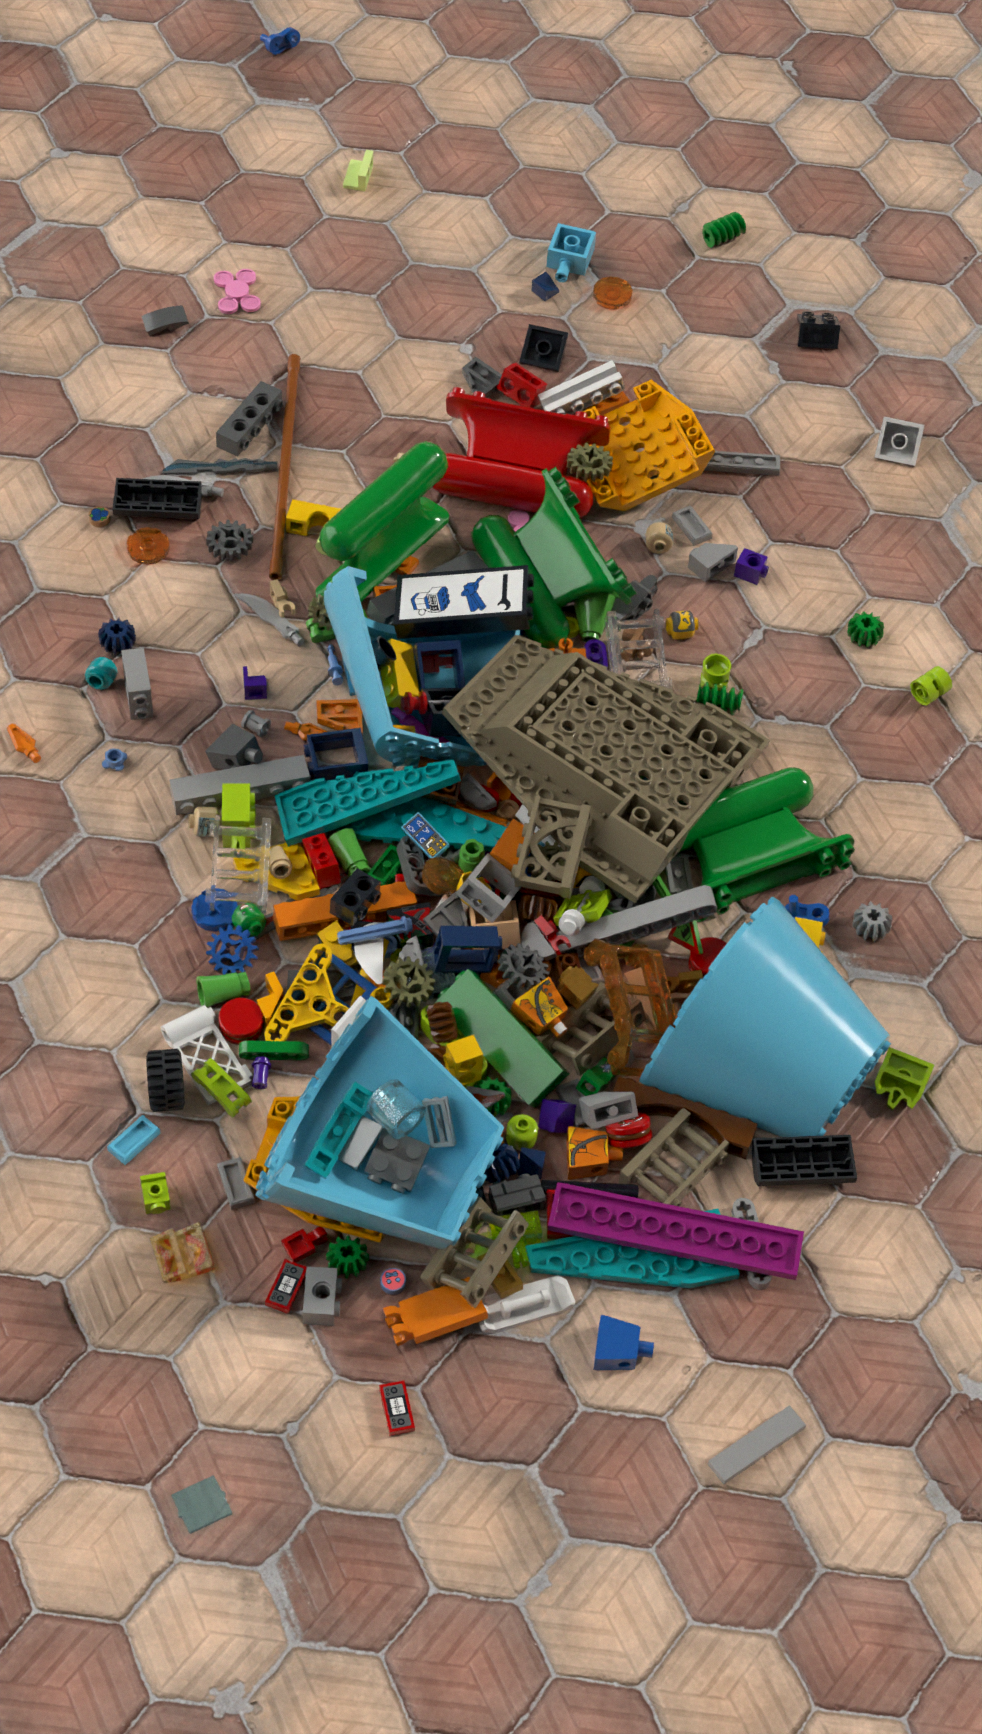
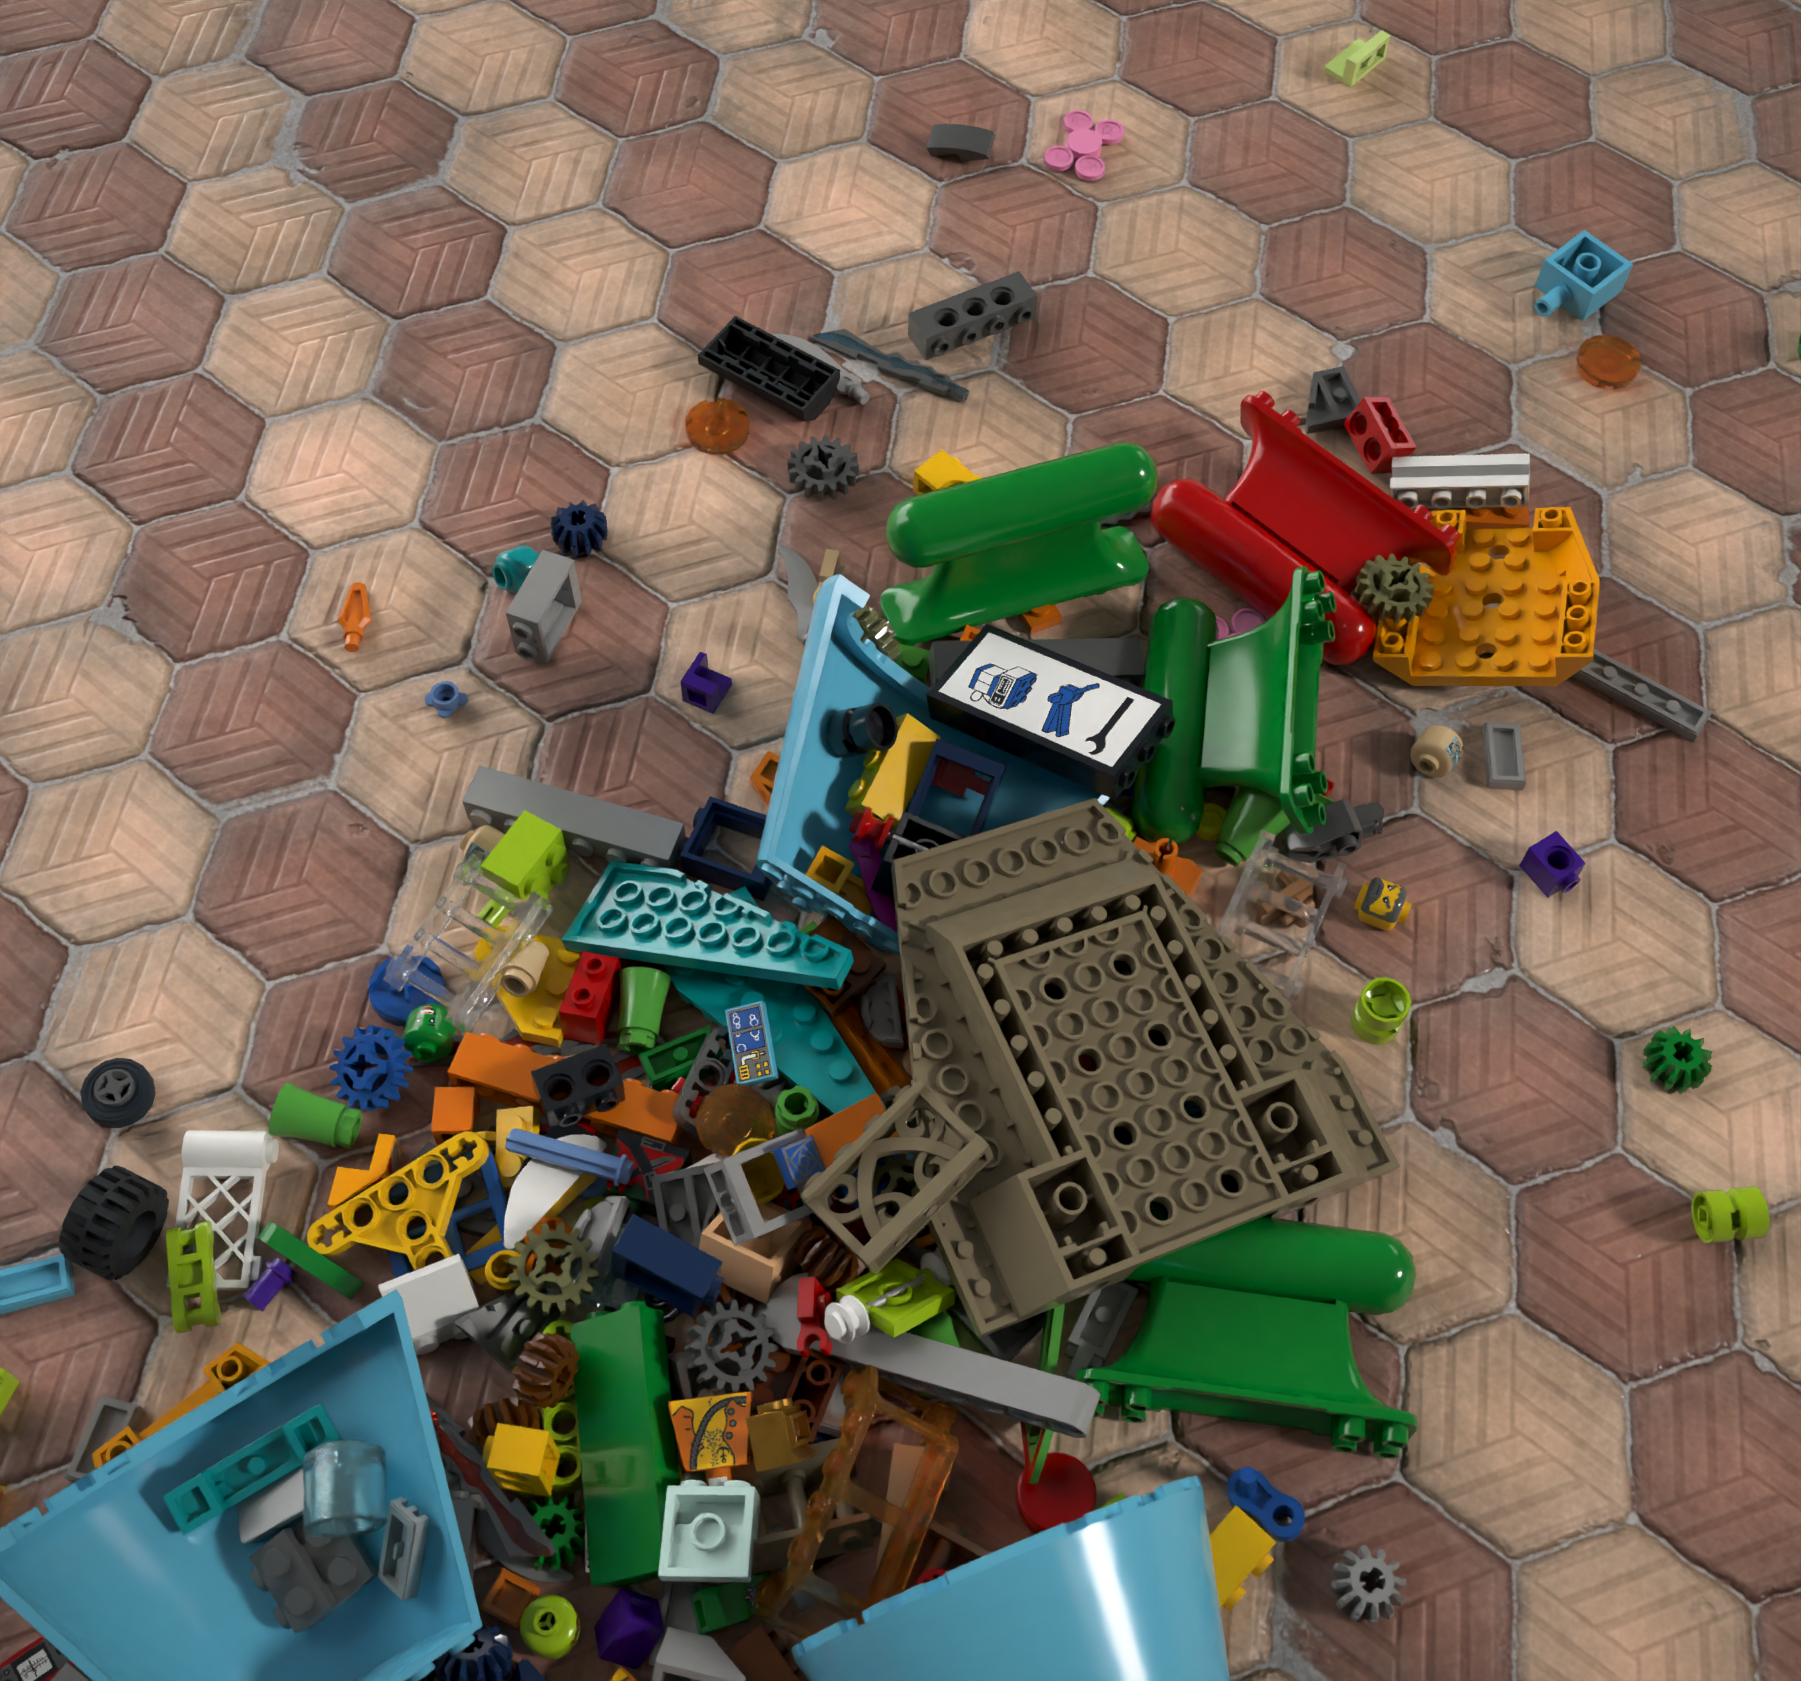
camera: 35 degrees right, 5 degrees up
(99, 516) = (685, 359): tile -> none
(101, 1023) = (103, 1091): none -> black wheel
(234, 749) = (601, 766): dark grey torso -> none
(240, 1020) = (300, 1183): red head -> none
(255, 723) = (664, 742): light grey bush -> none
(276, 562) = (864, 527): dark orange piece -> none
(291, 948) = (453, 1111): none -> orange panel
(303, 729) = (727, 787): orange piece -> none
(499, 866) = (799, 1161): none -> blue tile
(544, 287) = (1512, 312): dark blue slope -> none
(544, 347) = (1452, 396): black slope -> none
(574, 1041) = (709, 1532): none -> light aqua plate
(599, 650) = (1213, 894): dark purple plate -> none
(684, 981) = (990, 1514): pearl gold plate -> none
(711, 559) = (1497, 823): light grey slope -> none
(720, 698) = (1362, 1054): green piece -> none

